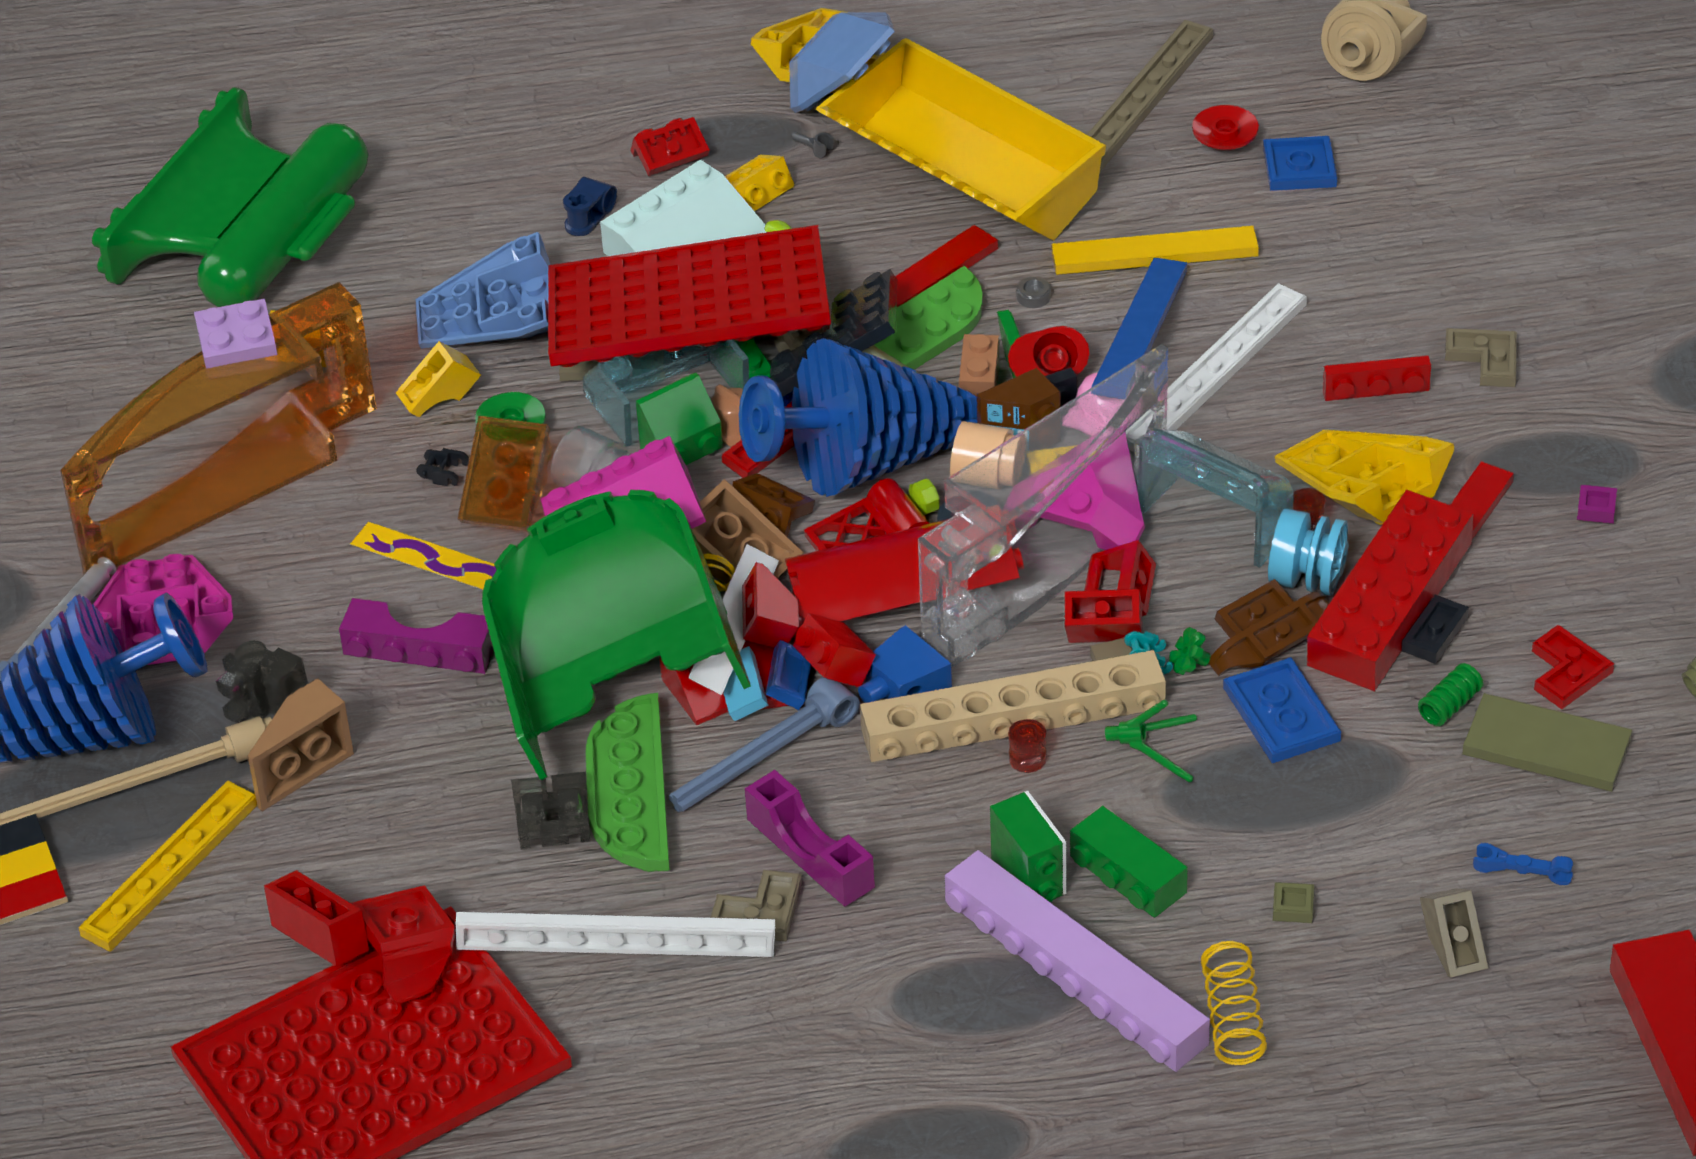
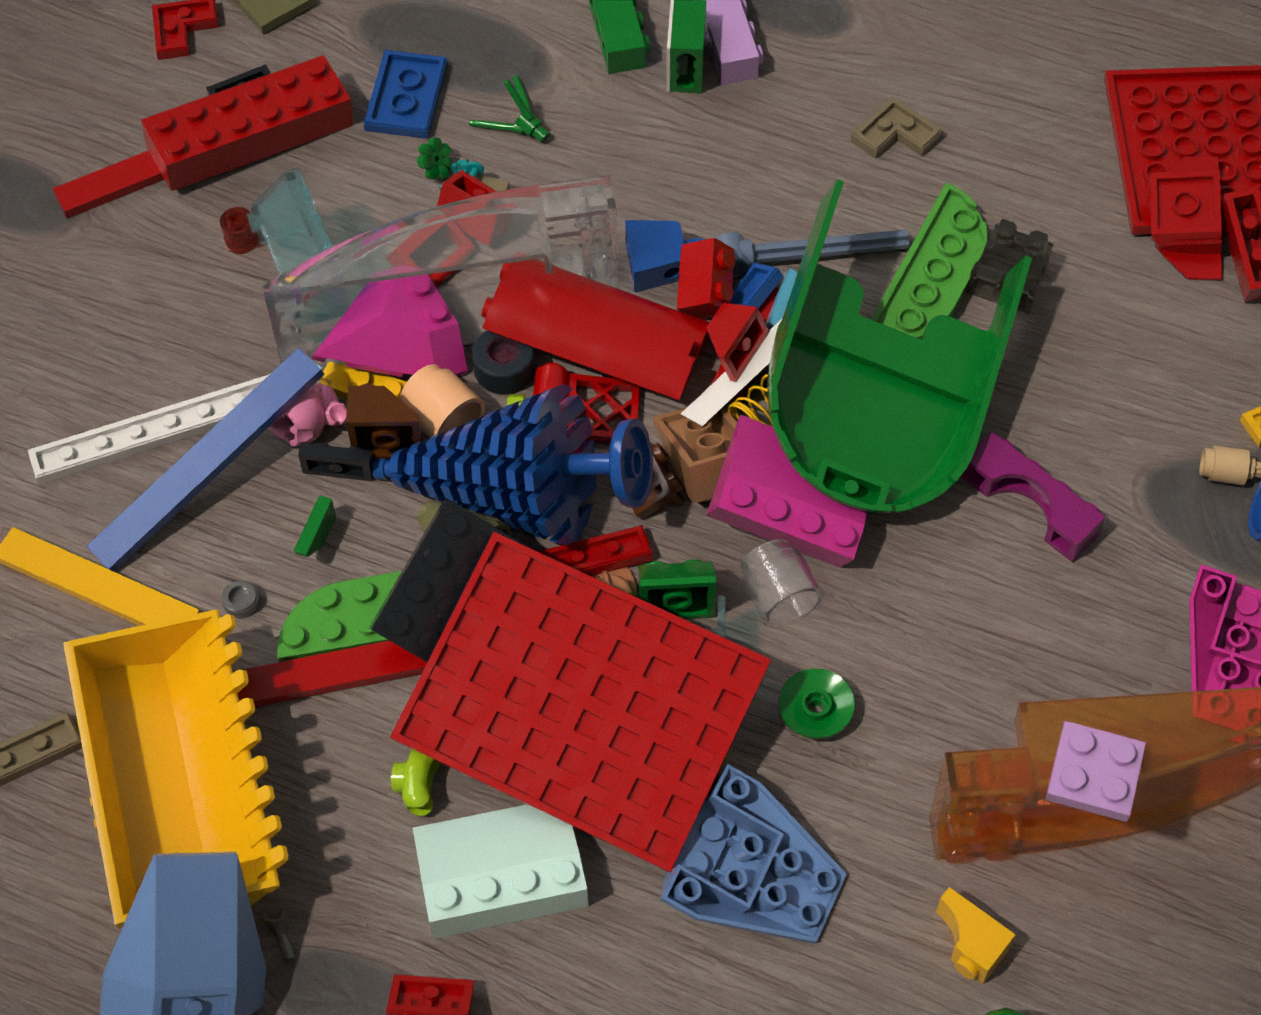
camera: 150 degrees left, 15 degrees up
(259, 680) = (1195, 497): clear smoke hips -> none
(300, 743) = (1191, 414): medium nougat slope -> none
(424, 555) = (961, 588): yellow sticker -> none
(439, 377) = (859, 787): yellow arch -> none
(443, 458) = (899, 700): black piece -> none
(505, 473) = (863, 606): clear orange piece -> none
(588, 205) = (564, 968): dark blue piece -> none
(615, 934) = (1027, 134): white tile -> none
(761, 180) = (384, 899): yellow bracket -> none
(780, 814) = (829, 138): magenta arch -> none
(979, 363) = (371, 510): nougat brick -> none
(991, 707) = (637, 190): tan brick -> none
(1027, 745) = (615, 144): clear red wheel -> none
(1049, 351) = (298, 488): red piece -> none
(1264, 626) = (355, 151): reddish brown plate -> none
(1302, 550) = (269, 158): medium azure wheel -> none
(1368, 469) = (164, 238): yellow wedge -> none
(1376, 378) = (62, 326): red plate -> none
(1450, 694) = (285, 35): green piece -> none
(1597, 504) = (25, 129): magenta plate -> none

